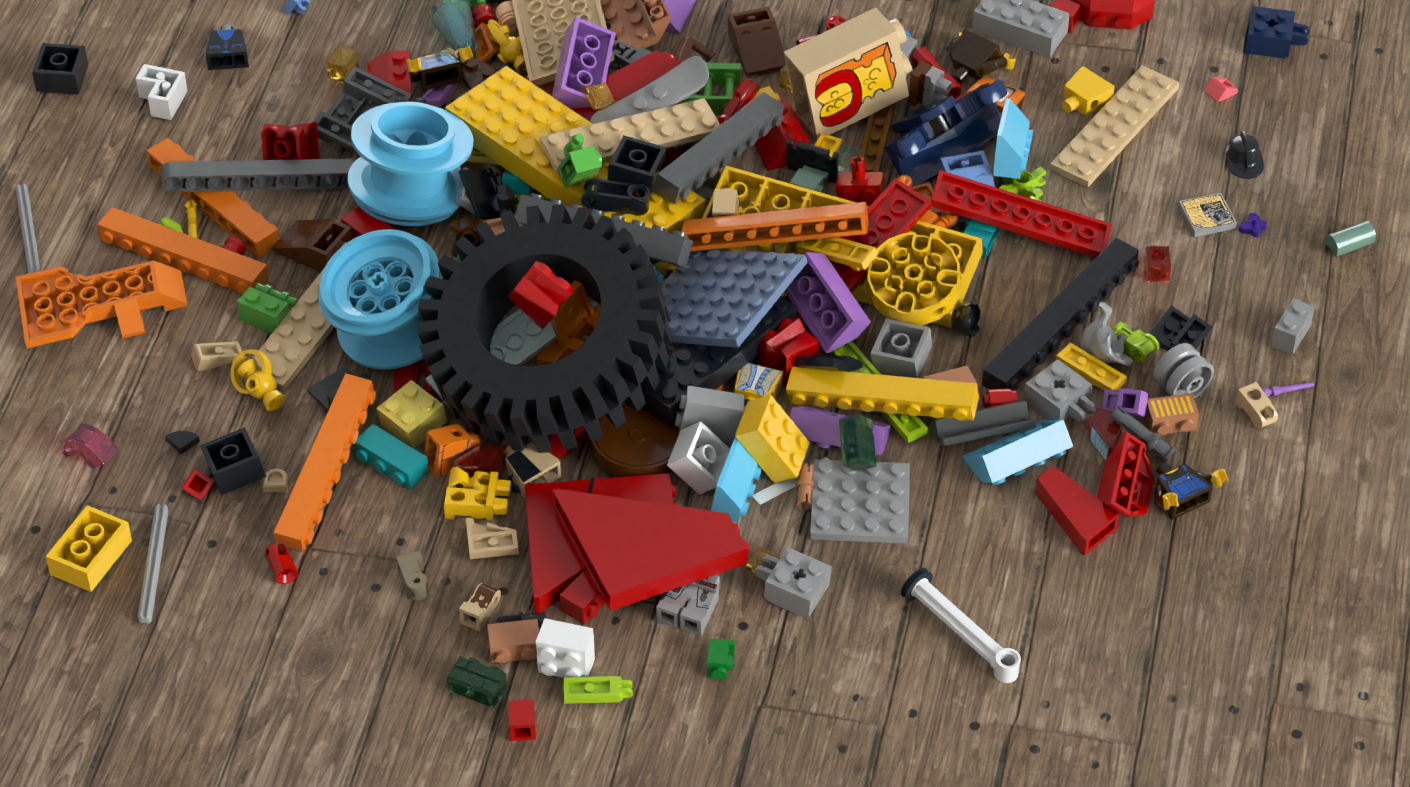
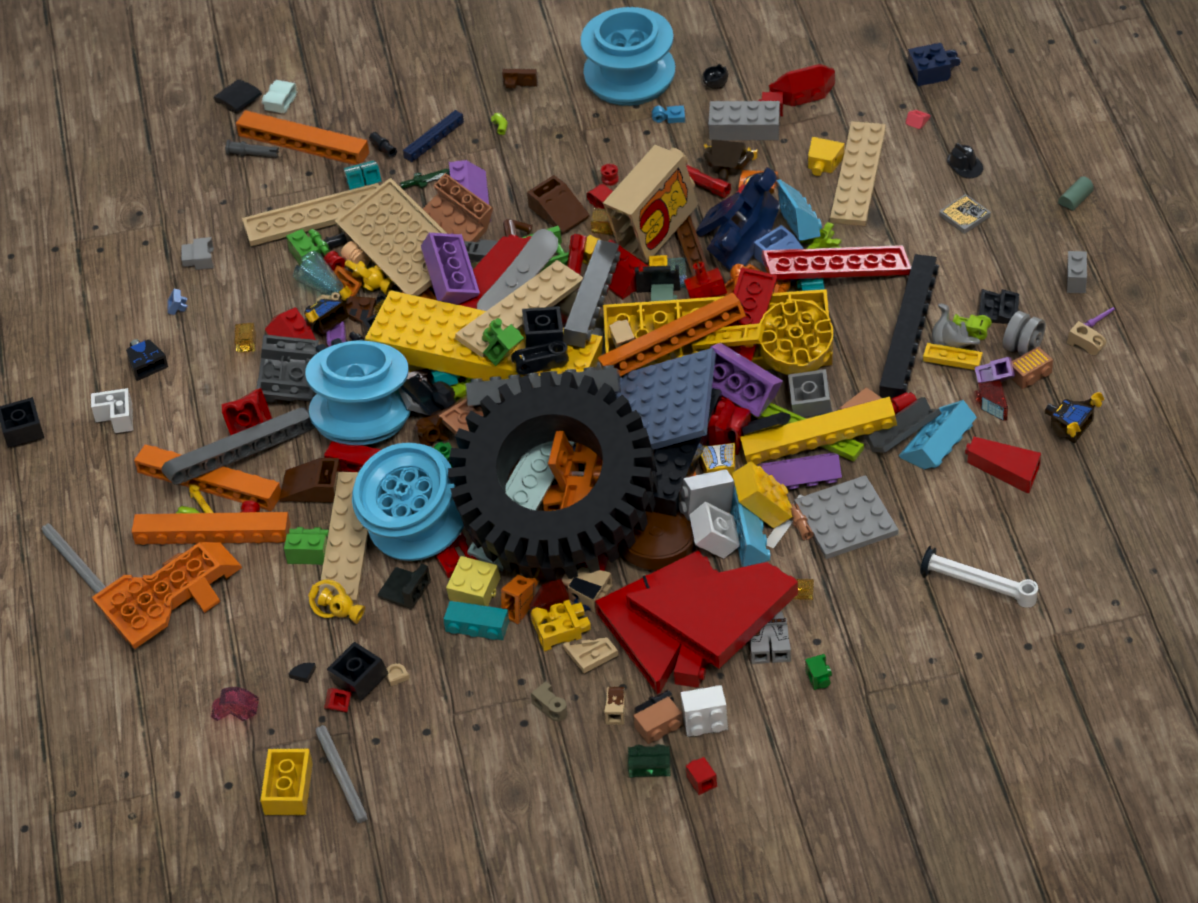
camera: 20 degrees left, 0 degrees up
(212, 355) = (286, 597): tan slope -> none
(281, 563) = (442, 734): red piece -> none
(324, 463) = (432, 644): orange brick -> none
(540, 294) = (545, 449): red piece -> none
(596, 689) = (741, 731): lime hinge -> none
(599, 96) = (477, 287): clear yellow plate -> none
(794, 581) = (838, 593): light grey hinge -> none
(857, 443) = (826, 473): clear green brick -> none
(927, 85) = (707, 191): hips -> none
(966, 318) = (841, 353): black hair -> none
(1059, 393) = (944, 382): light grey hinge -> none
(1127, 477) = (1028, 424): red wedge -> none
(1152, 441) = (1030, 392): dark grey pin -> none
(1157, 263) = (953, 262): clear red brick -> none
(1253, 225) = (1001, 209): dark purple piece -> none

